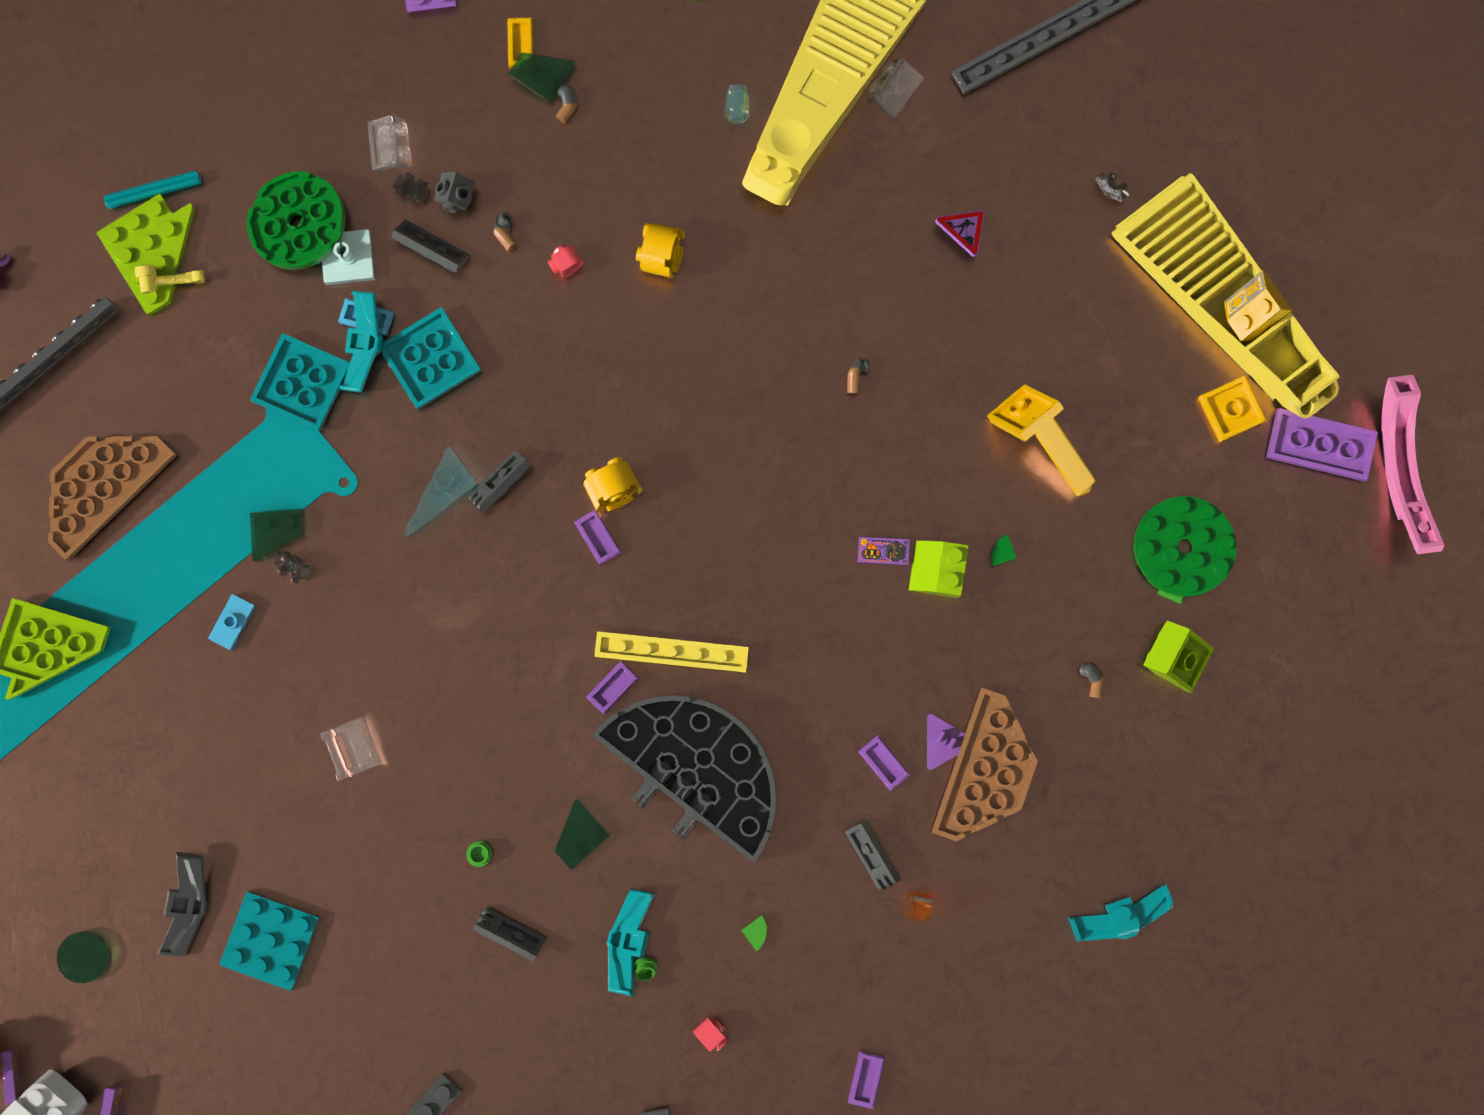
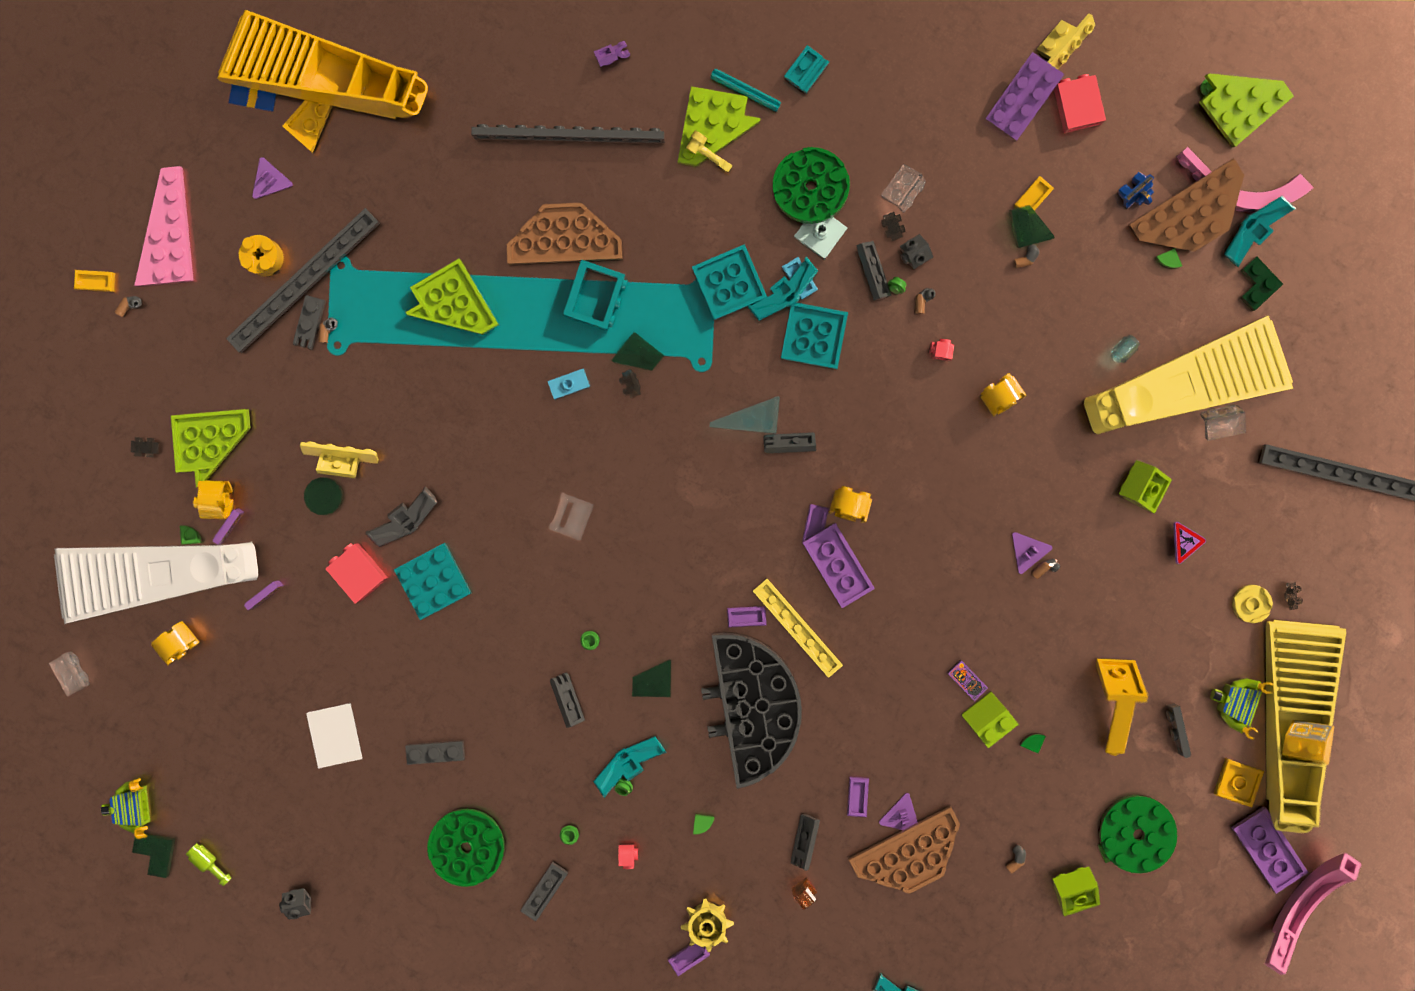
camera: 40 degrees right, 5 degrees up
(64, 906) = (338, 460): none -> light yellow bracket
(155, 521) = (576, 289): none -> teal window
(183, 1002) = (356, 572): none -> coral brick
(194, 118) = (806, 69): none -> teal plate
(466, 239) = (897, 285): none -> bright green plate
(635, 1068) = (569, 835): none -> bright green plate
(654, 555) = (838, 565): none -> medium lavender plate
(825, 375) = (1028, 551): none -> medium lavender piece
(864, 1037) = (708, 935): none -> light yellow brick
(877, 212) = (1145, 486): none -> lime slope
(1082, 230) = (1252, 603): none -> light yellow tile
(1128, 412) = (1178, 730): none -> dark grey hinge
(1159, 332) = (1239, 703): none -> lime torso

